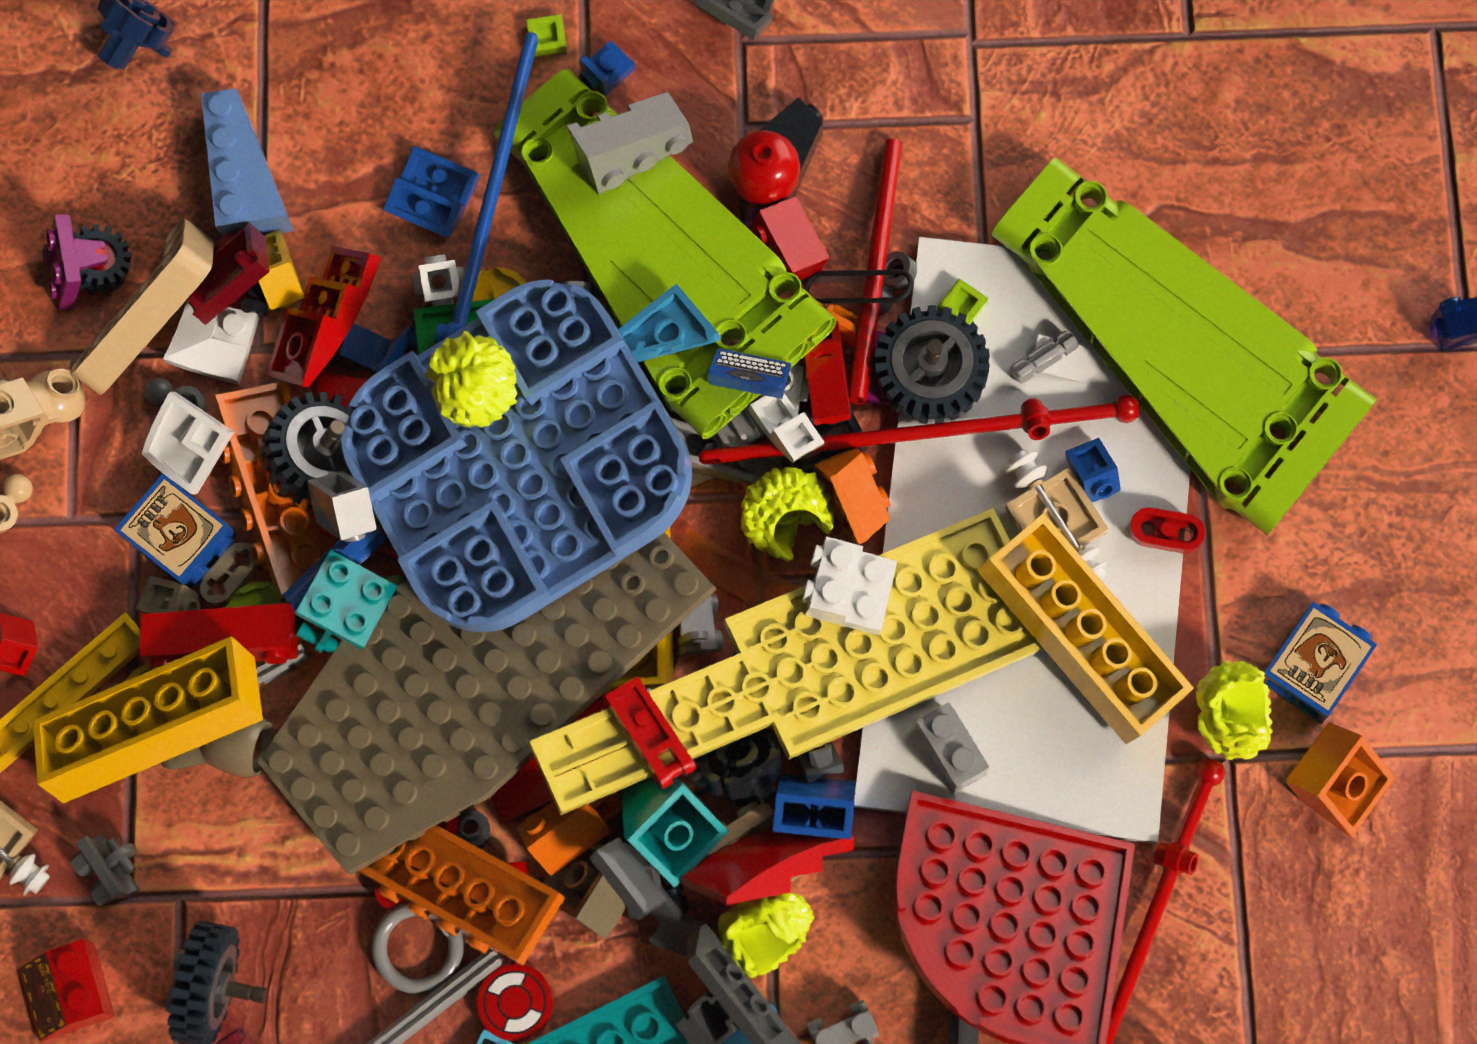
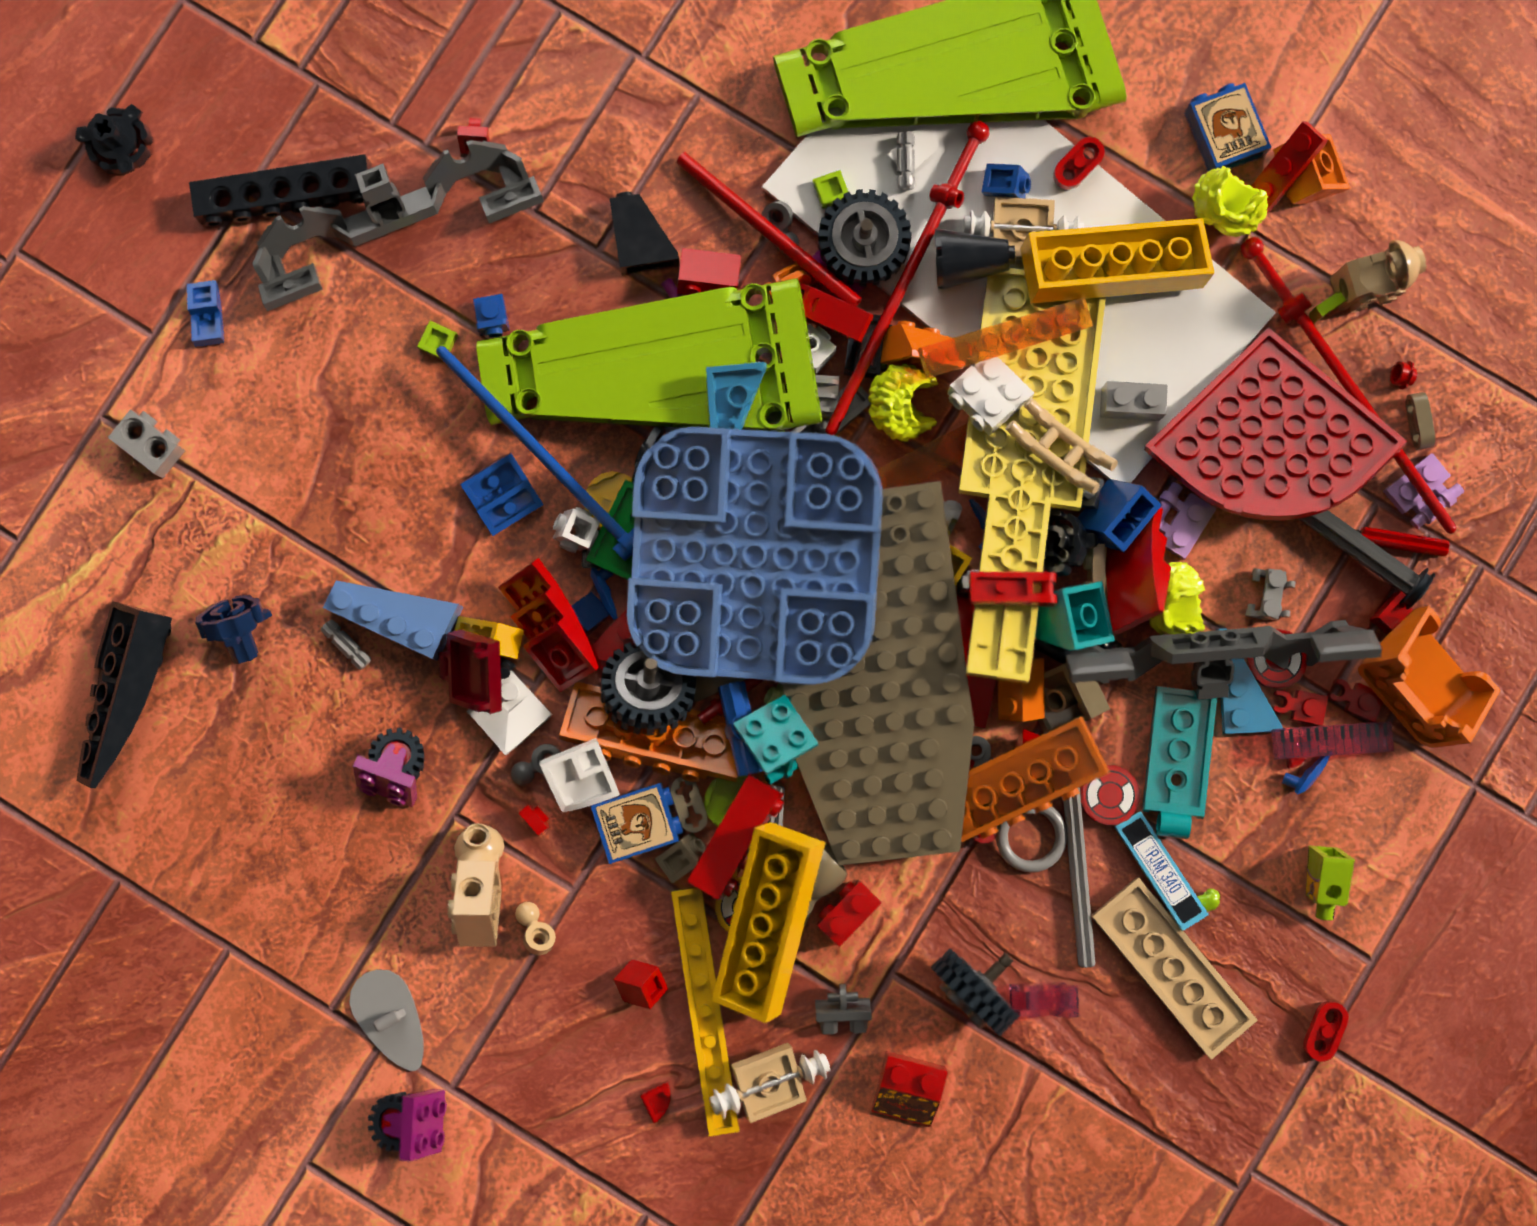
camera: 60 degrees left, 10 degrees up
(118, 432) = (535, 818): none -> red plate
(183, 144) = (345, 644): none -> light grey axle
(183, 268) = (464, 737): tan beam -> none
(214, 805) = (848, 913): none -> red brick
(342, 506) = (709, 695): brick -> none
(472, 380) = (687, 548): neon yellow hair -> none
(630, 141) = (574, 331): light grey wedge -> none
(749, 373) = (803, 360): slope -> none
(764, 167) = (648, 255): red cylinder -> none
(785, 427) = (846, 363): white slope -> none
(856, 677) = (1055, 430): none -> tan piece
(859, 897) = (1187, 524): none -> lavender plate
(861, 273) = (766, 240): black piece -> none
(918, 563) = (1004, 337): none -> clear orange plate
(980, 476) = (969, 257): none -> black cone
(1187, 1026) = (1403, 374): none -> red plate
(1201, 892) = (1327, 306): none -> lime tile
(1263, 918) = (1378, 276): none -> tan brick
(1319, 745) = (1289, 163): none -> red plate

